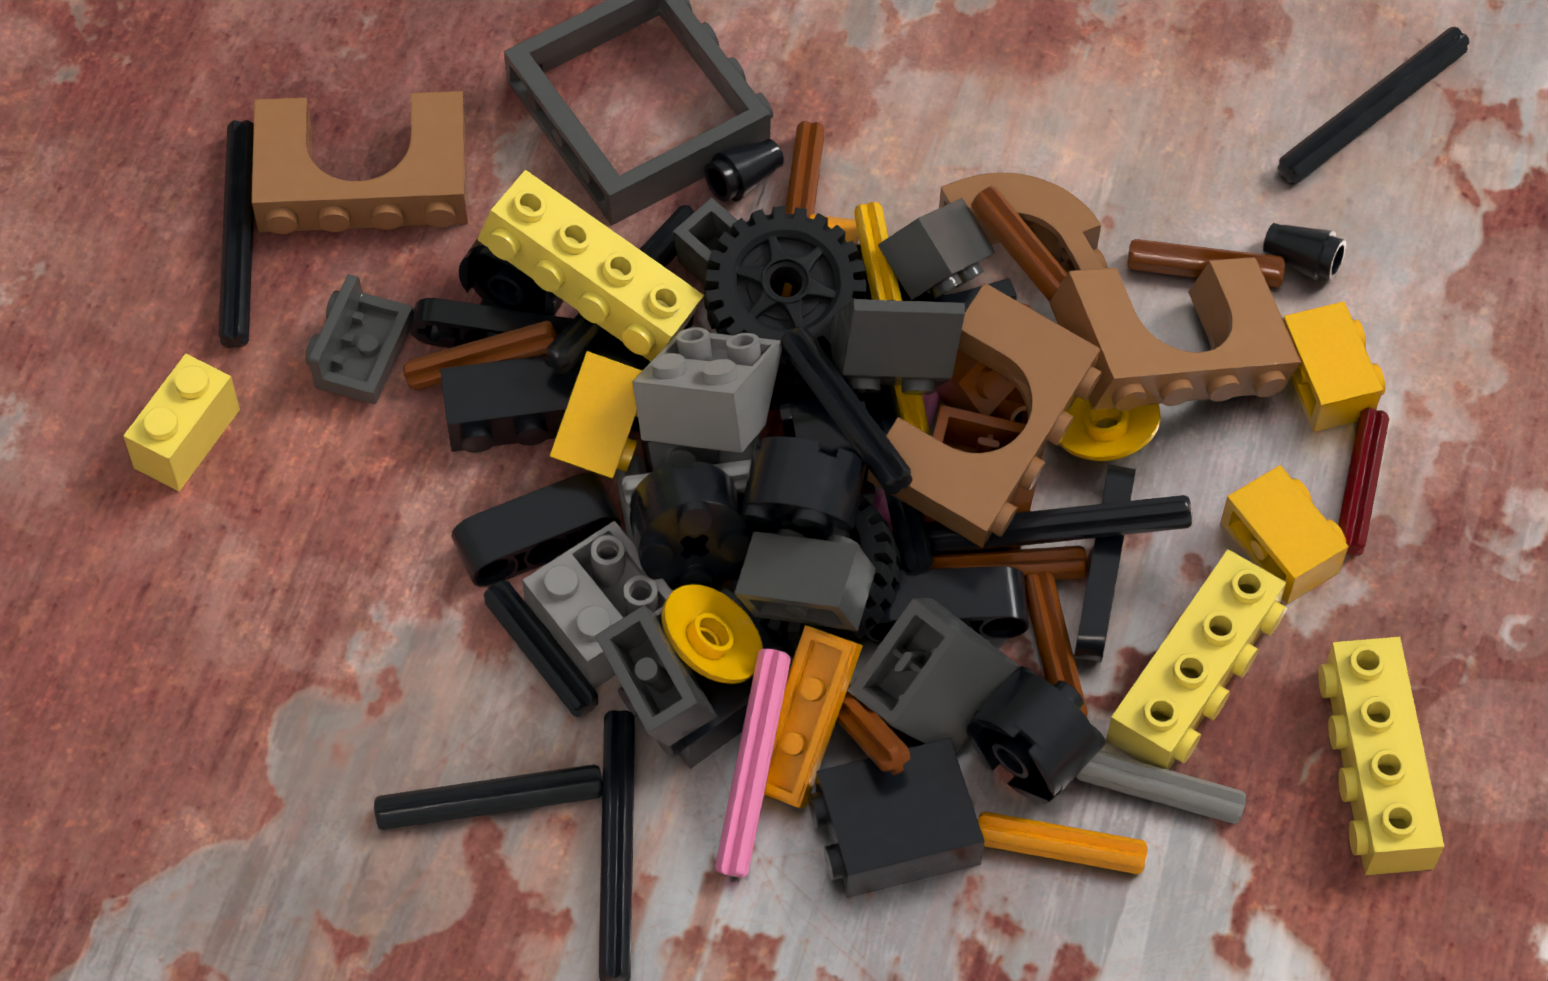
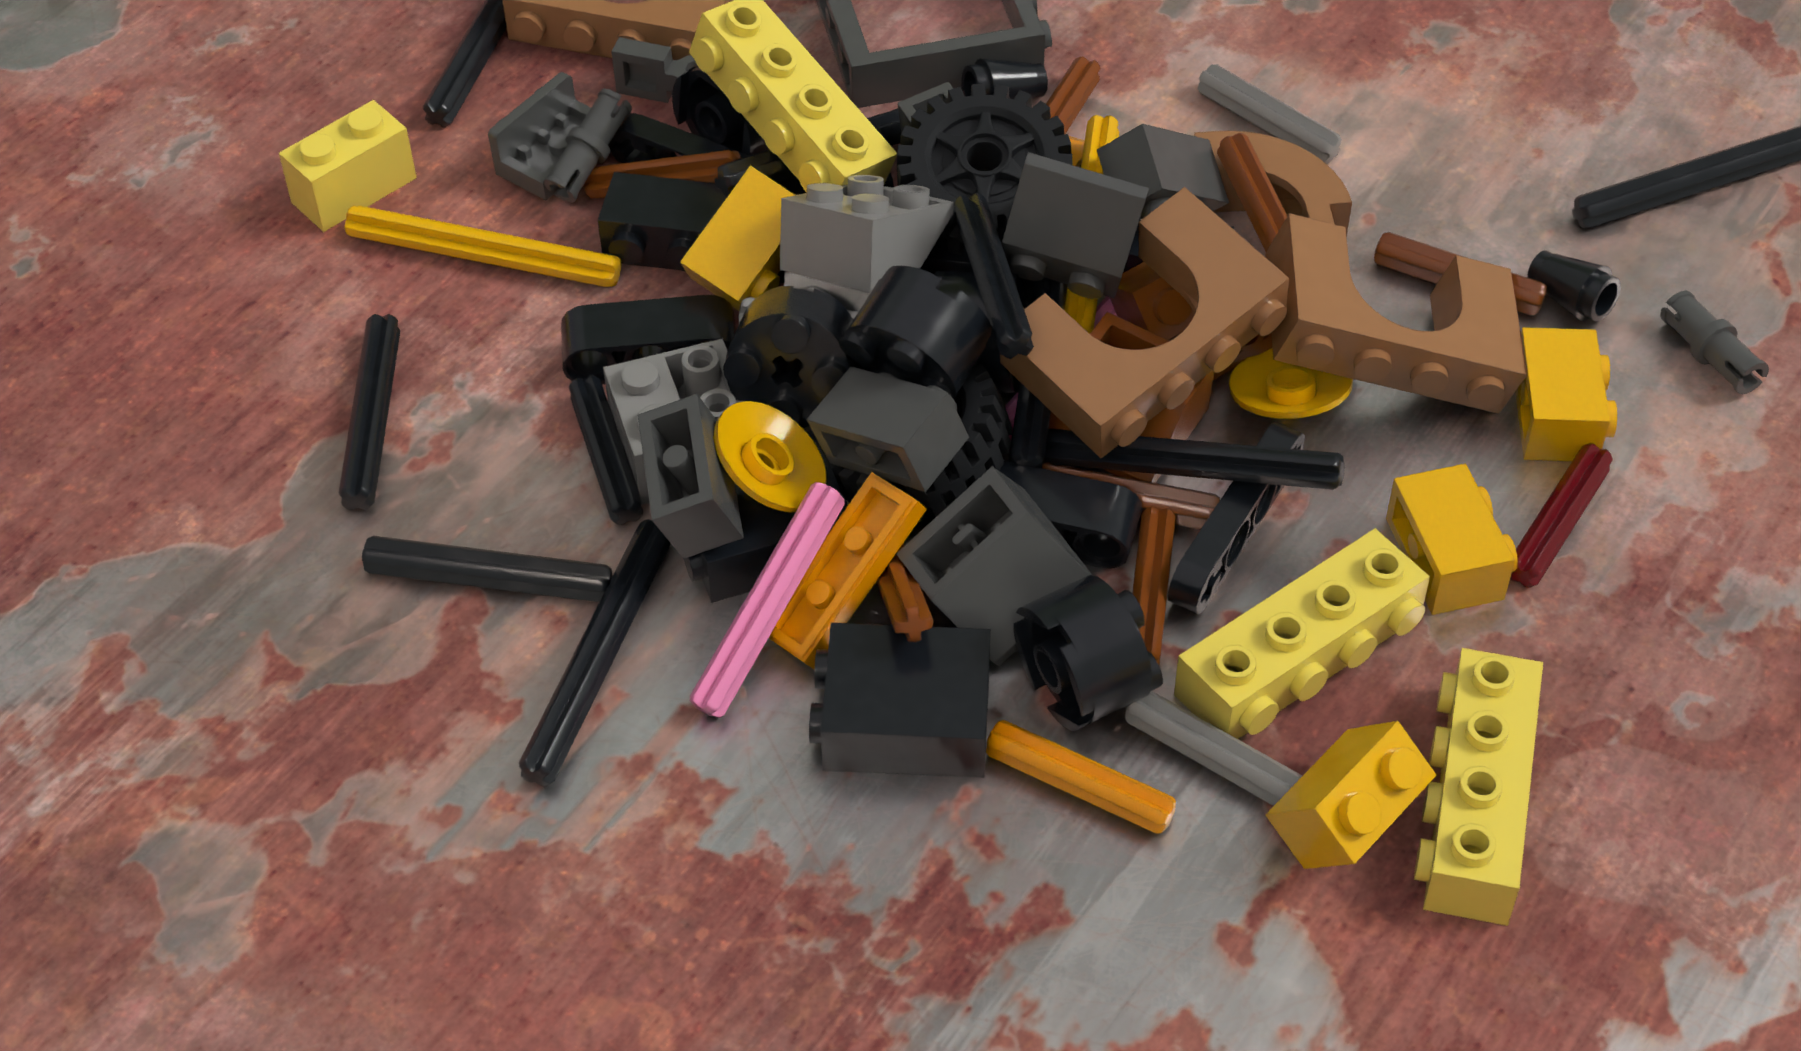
camera: 20 degrees right, 10 degrees down
(314, 670) = (369, 412): none -> black axle
(339, 470) = (483, 246): none -> yellow axle
(402, 345) = (587, 145): none -> dark grey pin
(421, 242) = (647, 69): none -> dark grey plate
(988, 136) = (1268, 112): none -> light grey axle
(1287, 800) = (1351, 795): none -> yellow brick
(1436, 276) = (1714, 342): none -> dark grey pin

